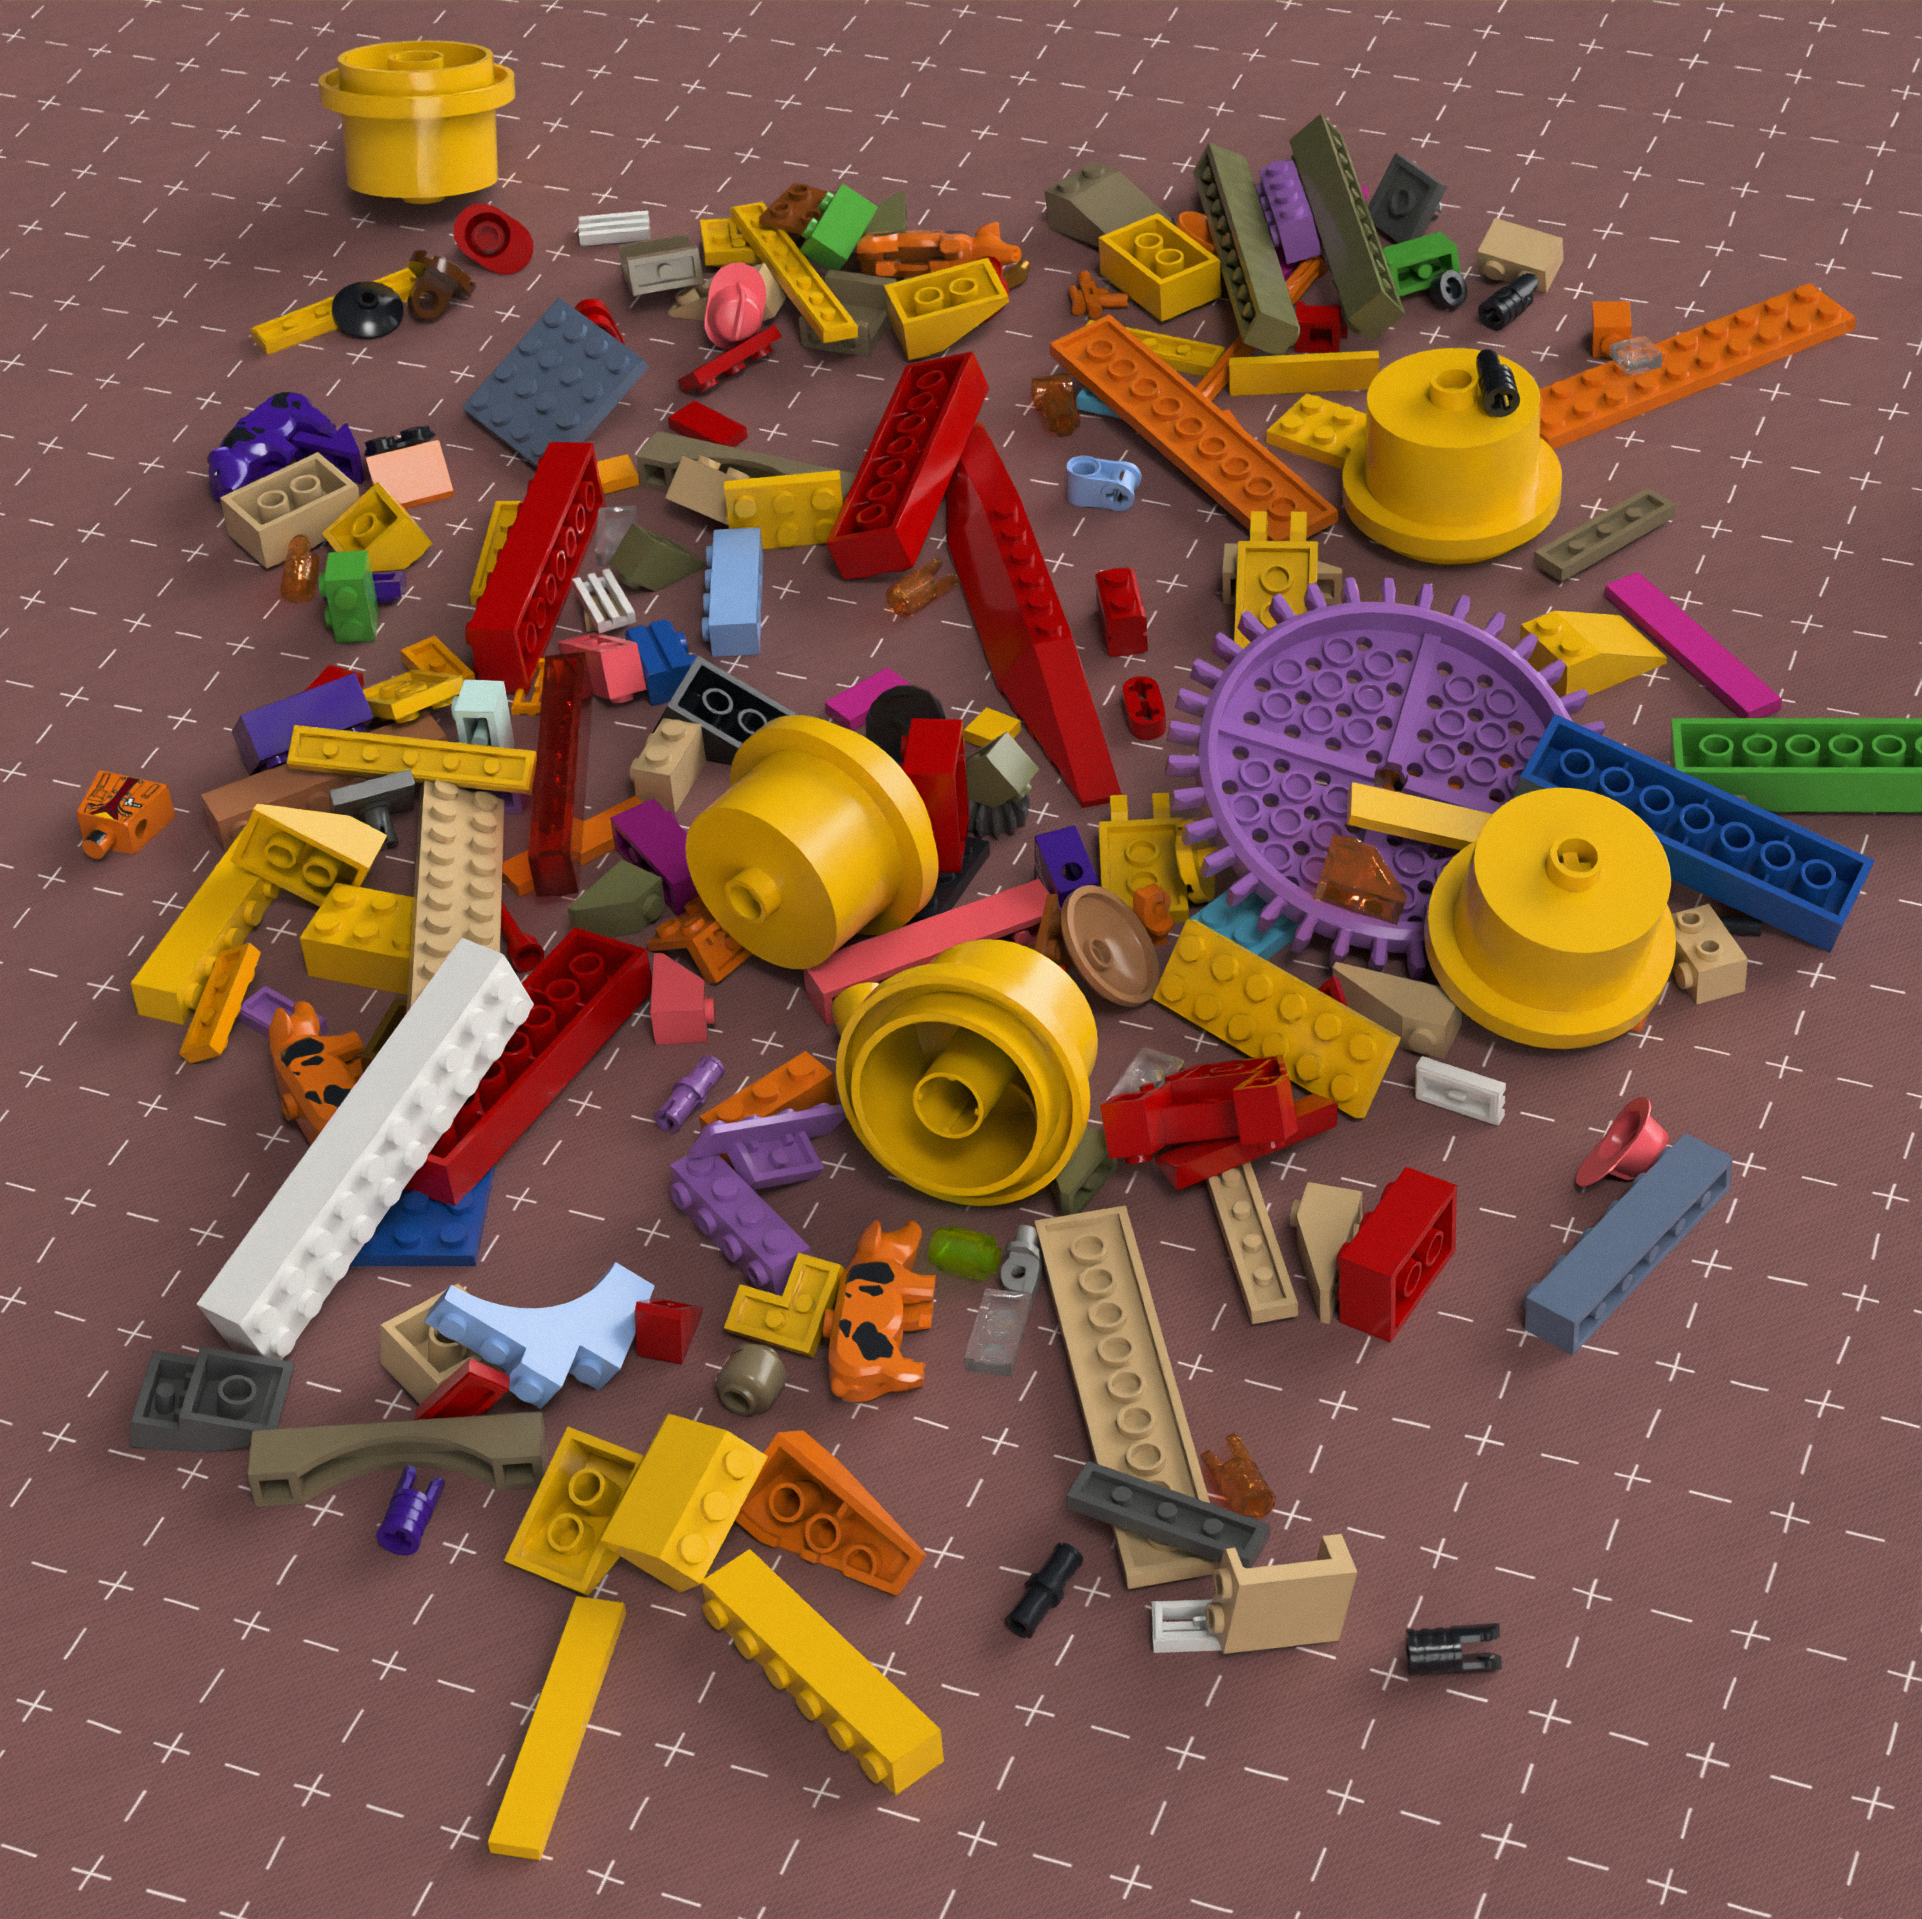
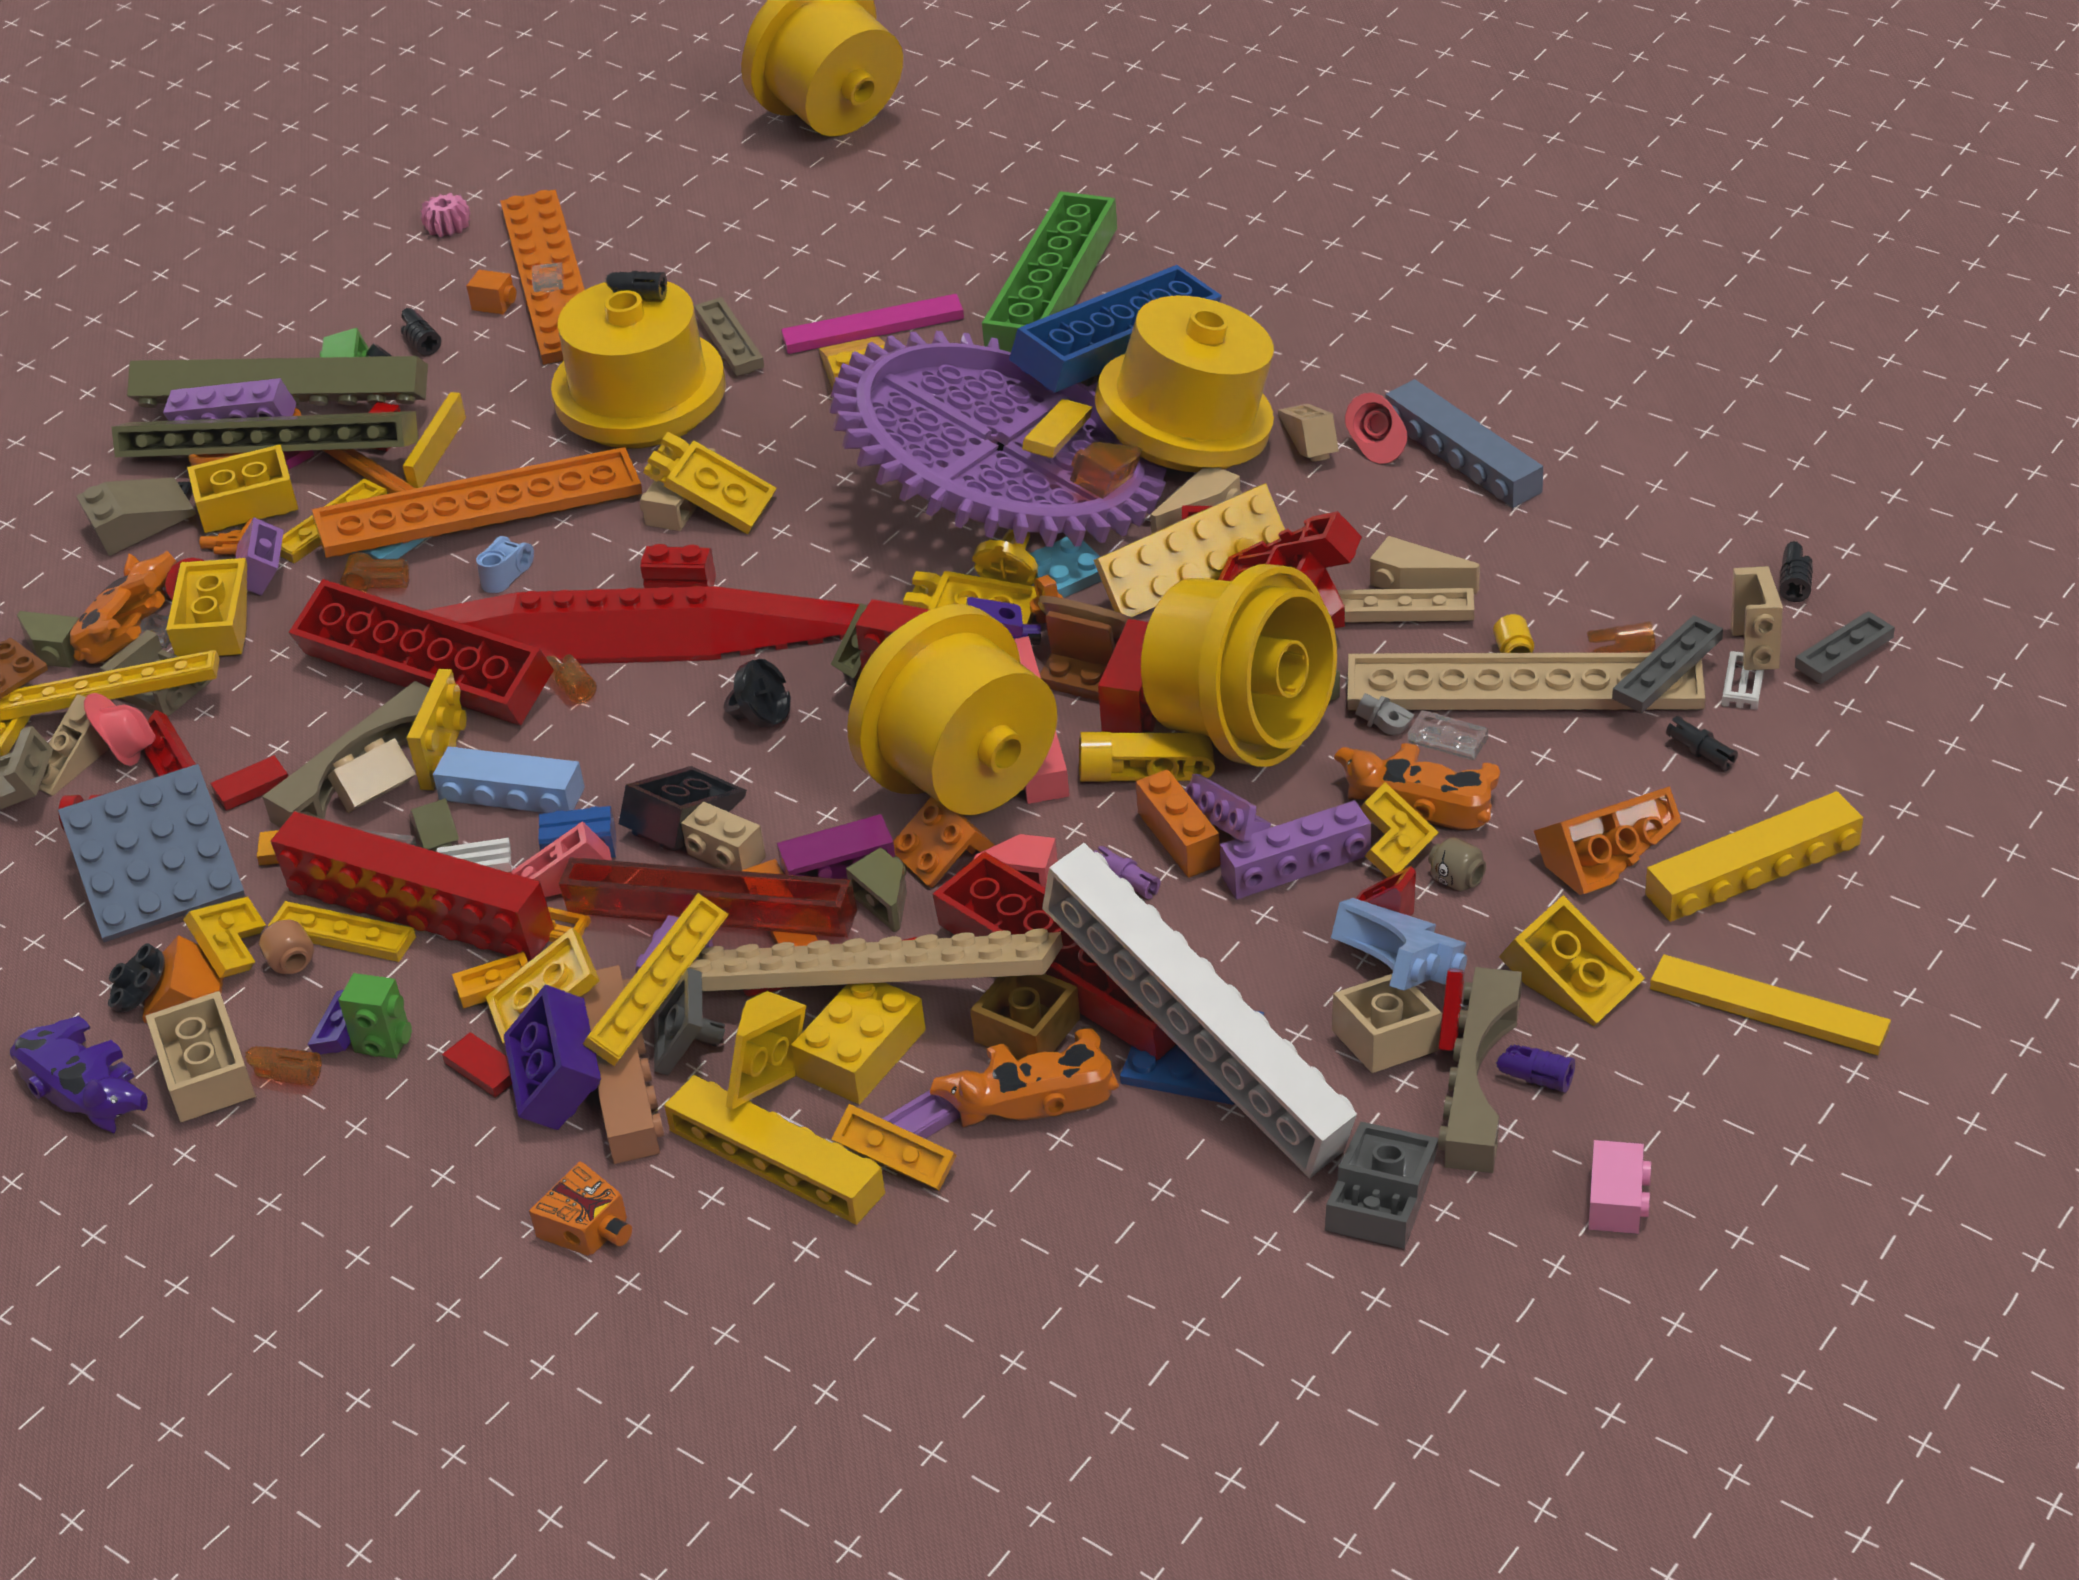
camera: 75 degrees left, 0 degrees up
(217, 1608) = (1617, 1187): none -> bright pink brick
(339, 450) = (121, 1022): dark purple slope -> none
(382, 528) = (275, 998): yellow slope -> none
(455, 518) = (286, 947): none -> nougat head
(463, 464) = (220, 931): none -> yellow plate
(483, 714) = (618, 934): light aqua brick -> none
(682, 1501) = (1604, 885): yellow slope -> none
(838, 227) = (62, 644): bright green brick -> none
(854, 703) = (691, 726): dark pink tile -> none
(964, 1252) = (1367, 734): clear neon green brick -> none
(990, 725) = (775, 656): yellow tile -> none
(1046, 312) = (262, 550): none -> medium lavender brick
(1150, 707) = (791, 580): red beam -> none
(1207, 1363) = (1513, 635): none -> yellow brick
(1295, 1724) = (1844, 647): none -> dark grey plate
(1318, 430) = (515, 442): yellow plate -> none
(1397, 1253) = (1455, 524): red brick -> none
(1406, 200) = (260, 340): dark grey tile -> none
(1459, 1090) = (1294, 486): white tile -> none
(1519, 250) = (373, 311): tan brick -> none
(1597, 1082) = (1310, 430): none -> tan slope
(1754, 251) = (445, 215): none -> bright pink gear

